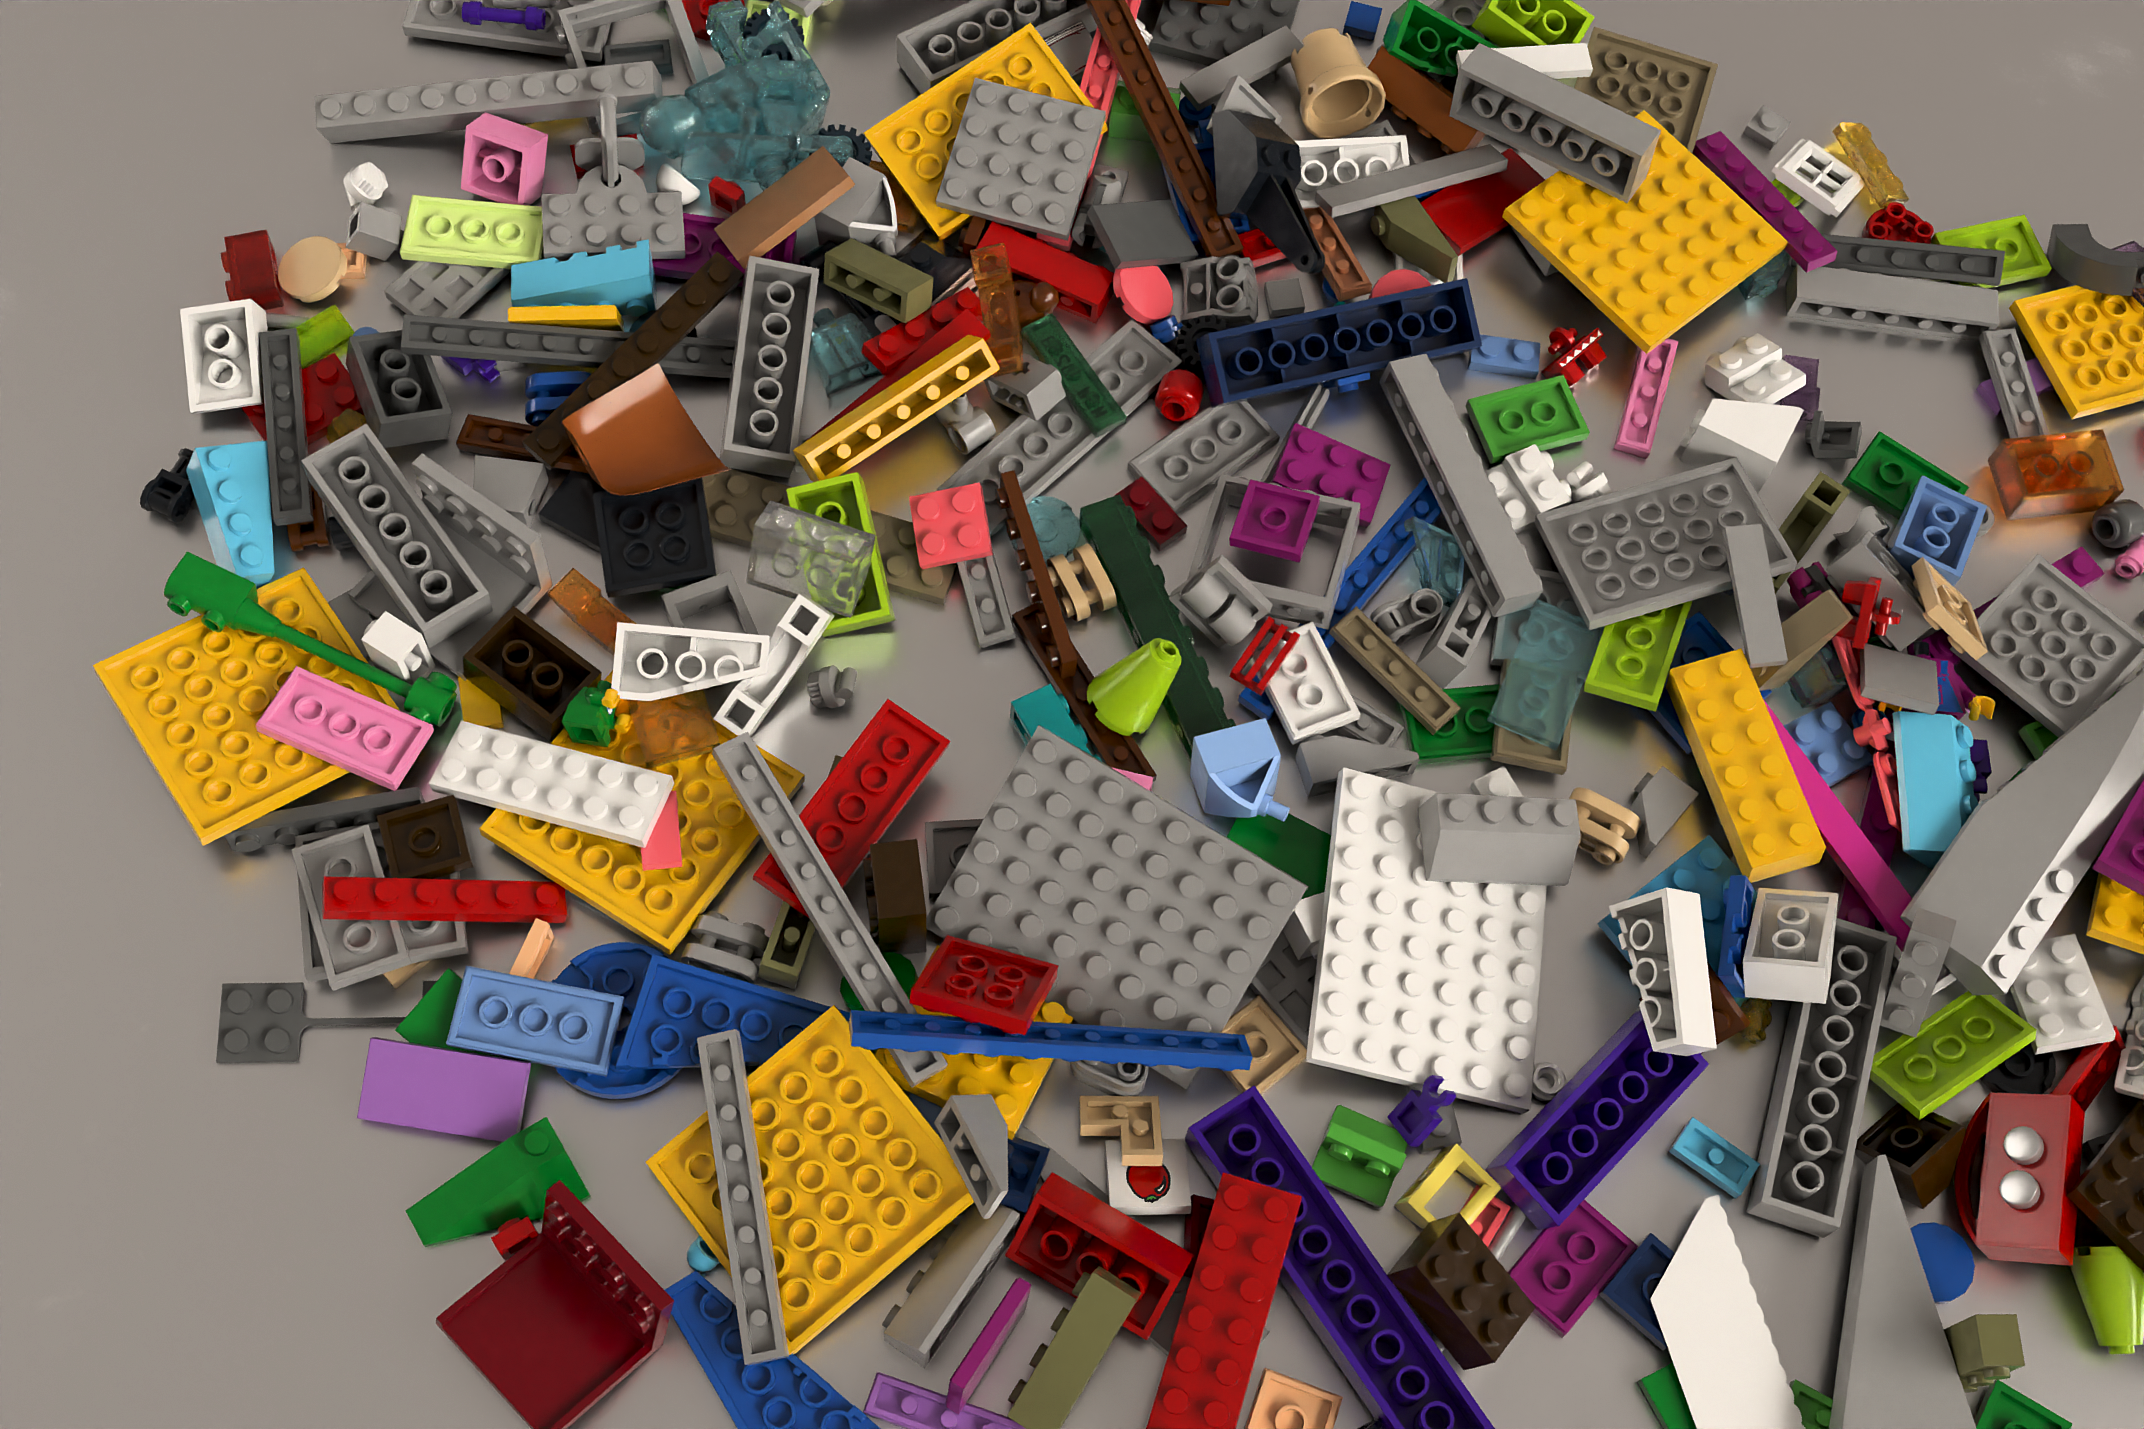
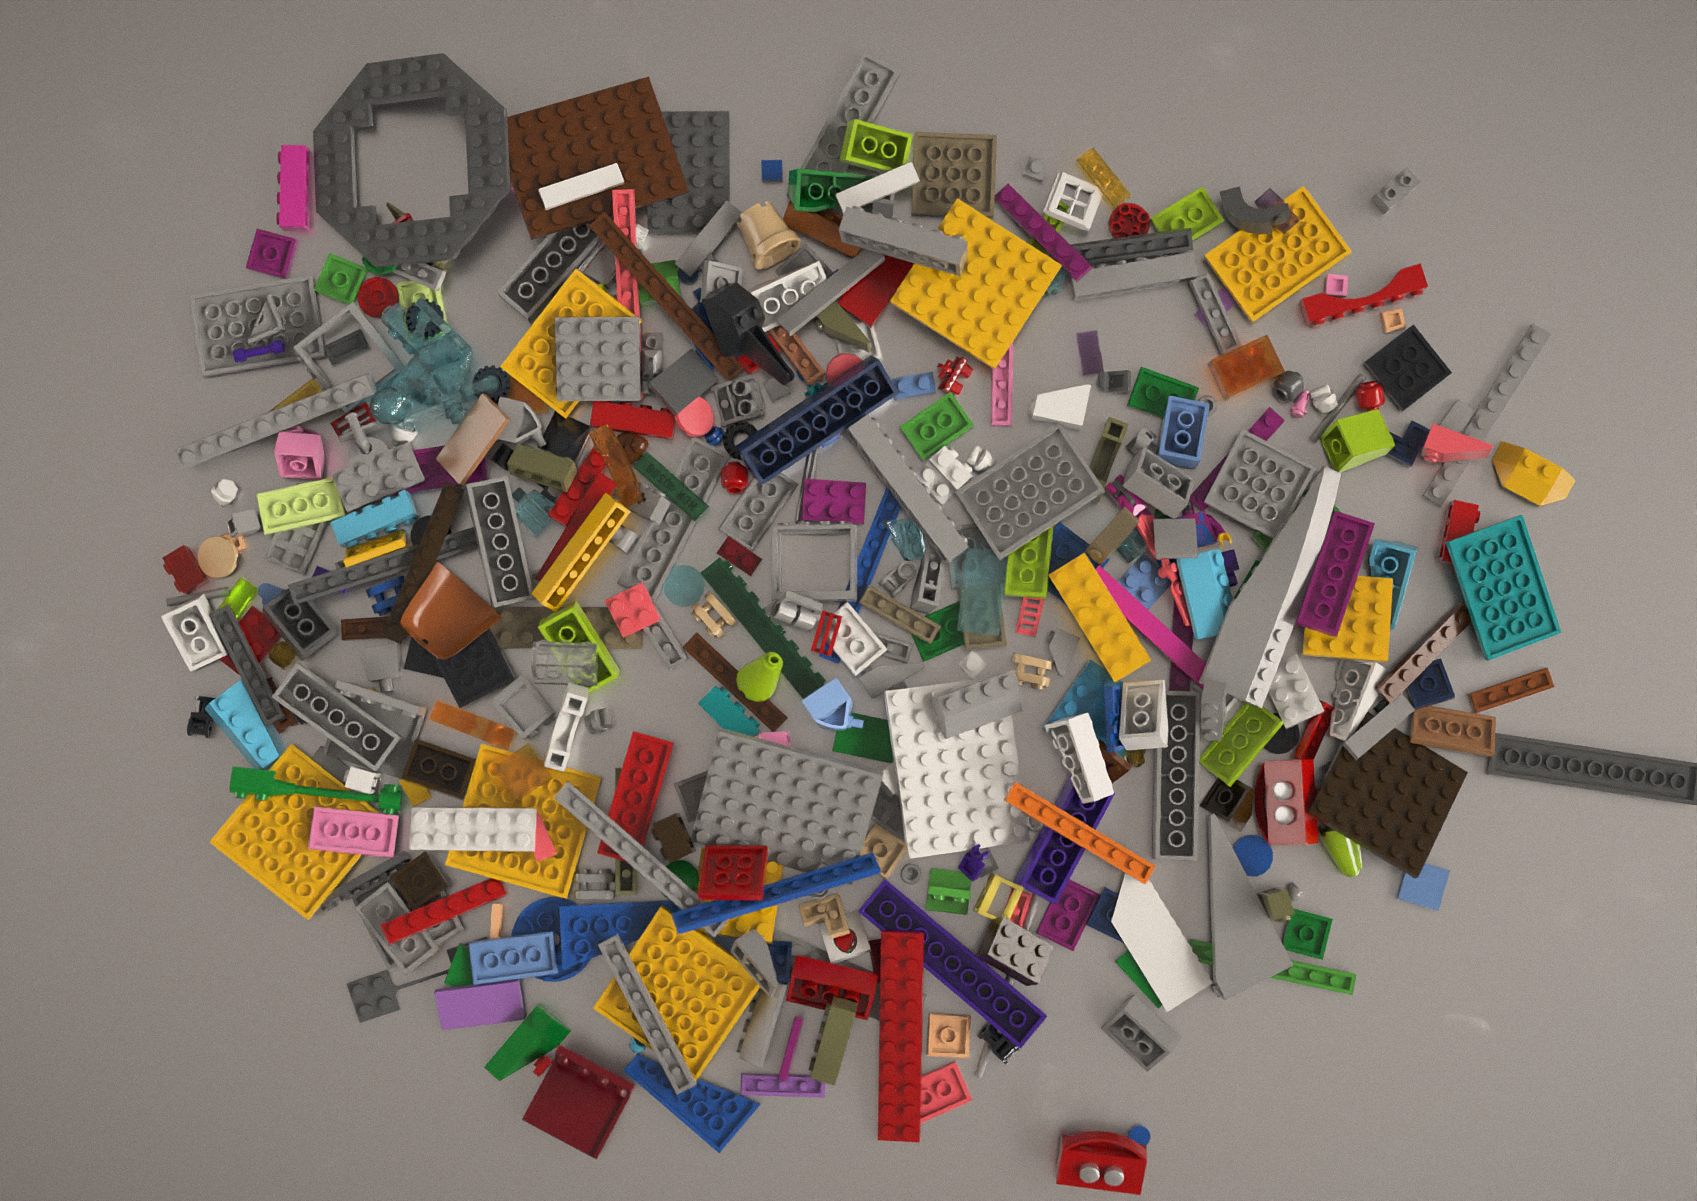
camera: 10 degrees left, 20 degrees up
(592, 715) = (480, 784): green piece -> none
(672, 661) = (511, 741): white wedge -> none
(726, 195) = (434, 429): red plate -> none
(972, 236) = (585, 411): reddish brown plate -> none
(1039, 587) = (683, 616): reddish brown plate -> none
(1274, 520) = (809, 551): magenta plate -> none
(1298, 1105) = (911, 873): none -> light grey tile
(1625, 718) = (1025, 631): none -> coral slope
(1635, 1107) = (1079, 832): none -> orange plate
(1714, 1157) = (1130, 836): medium azure plate -> none
(1752, 372) = (1060, 355): white plate -> none
(1754, 595) = (1084, 519): light grey tile -> none
(1866, 596) = (1150, 509): red hips -> none
(1948, 610) = (1194, 488): tan plate -> none

